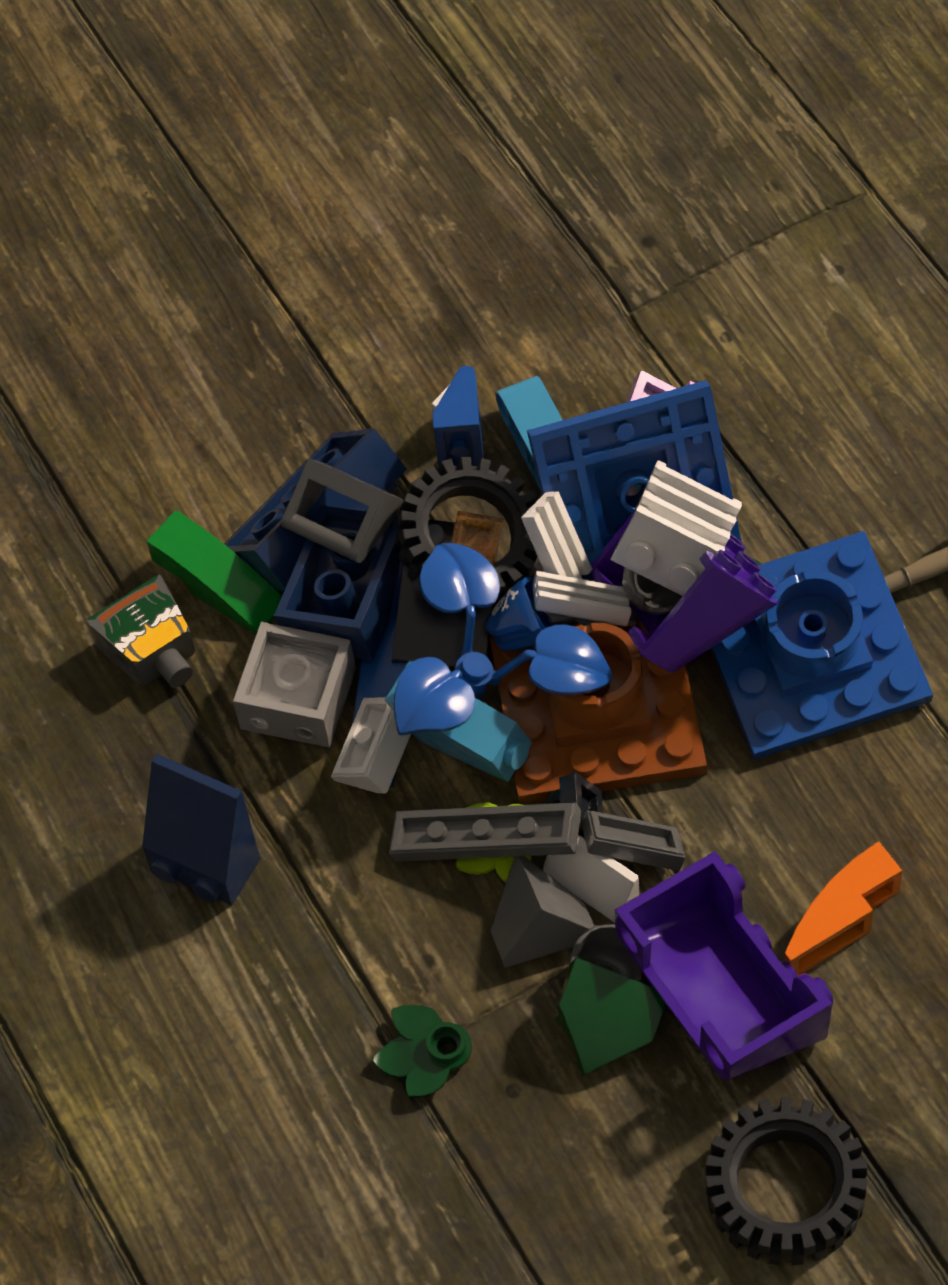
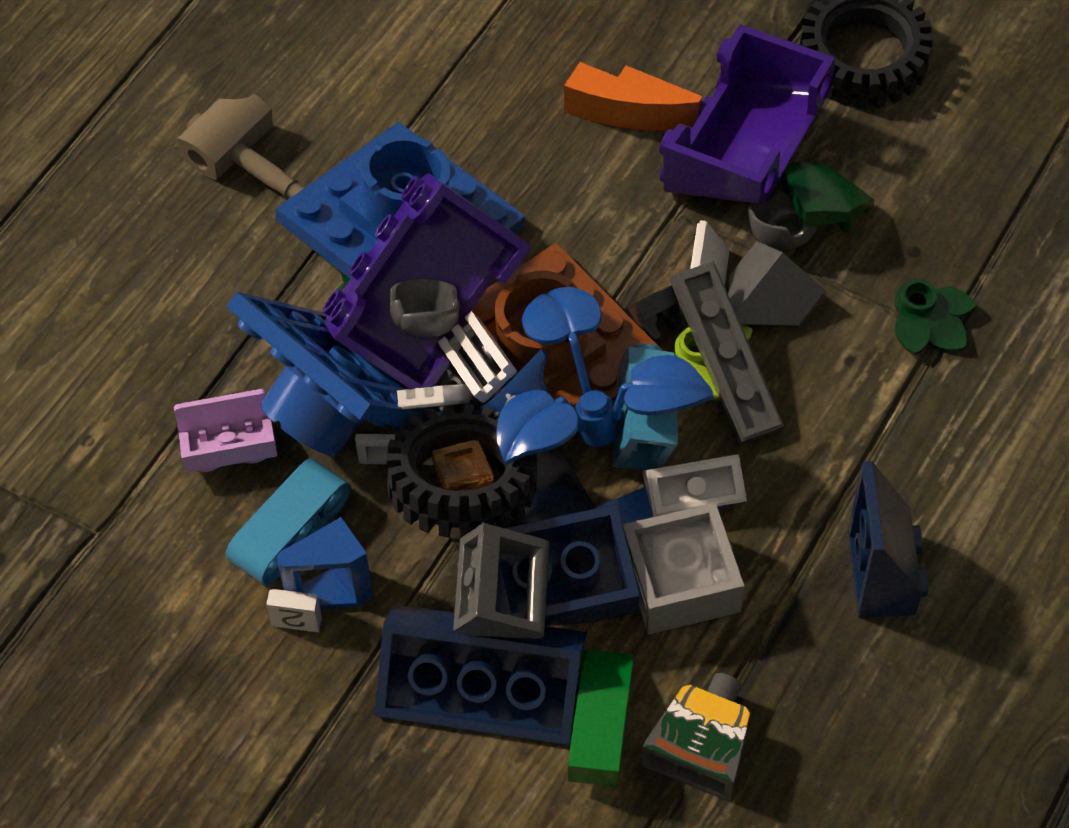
camera: 125 degrees left, 0 degrees up
(633, 840) = (664, 246): dark grey tile -> none
(674, 529) = (403, 270): white plate -> none

